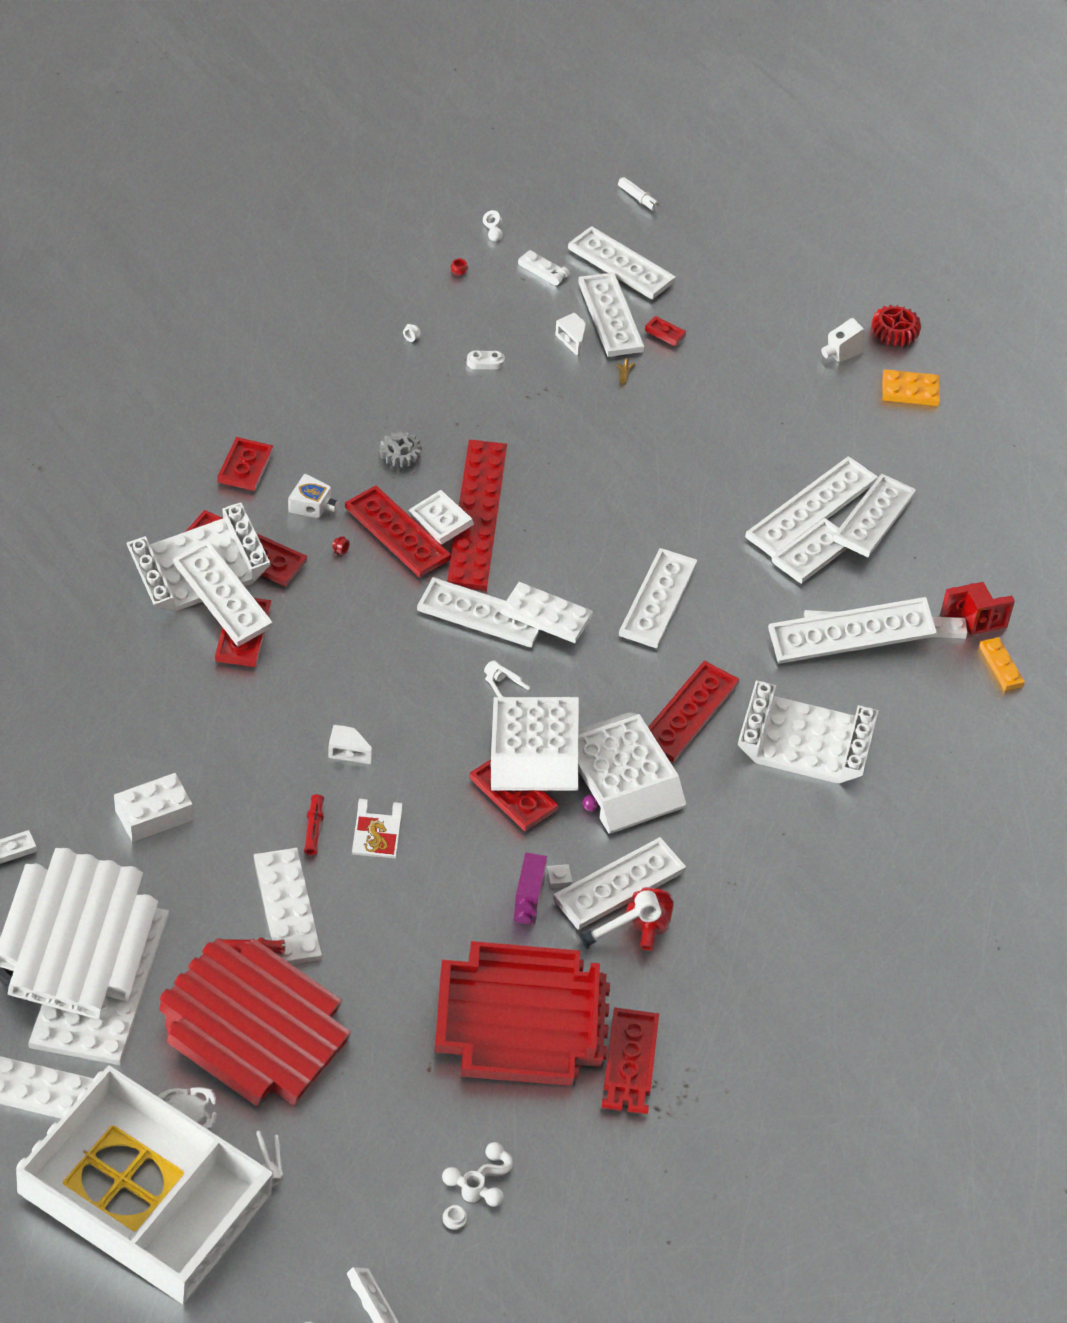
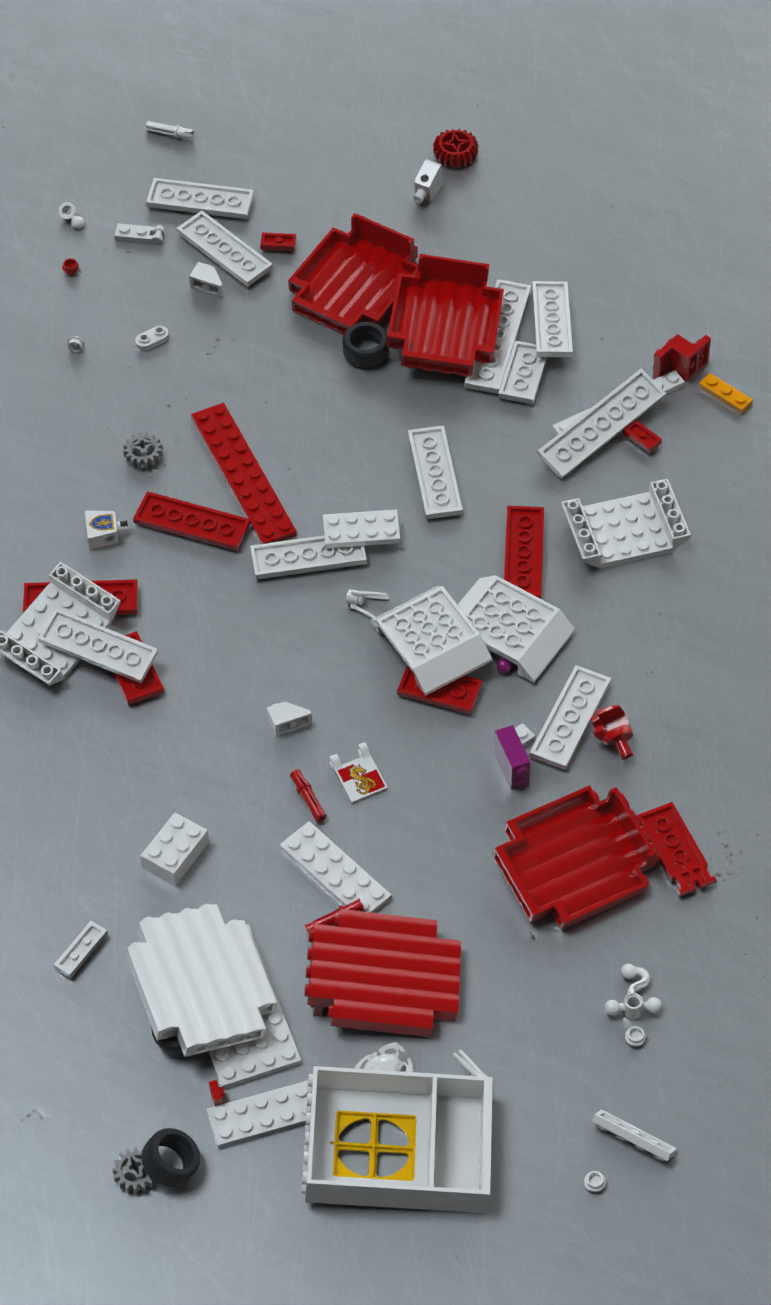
camera: 25 degrees left, 5 degrees up
(17, 1046) = (217, 1093): none -> red plate
(245, 463) = (25, 526): red plate -> none
(341, 545) = (155, 556): red plate -> none
(441, 517) = (220, 491): white plate -> none
(625, 370) = (270, 292): pearl gold bar -> none
(646, 908) = (613, 725): white piece -> none
(677, 468) = (365, 358): none -> black tyre
(713, 393) = (353, 275): none -> red panel
(768, 462) = (445, 316): none -> red panel
(886, 662) = (642, 436): none -> red plate
(910, 387) = (501, 196): light orange plate -> none

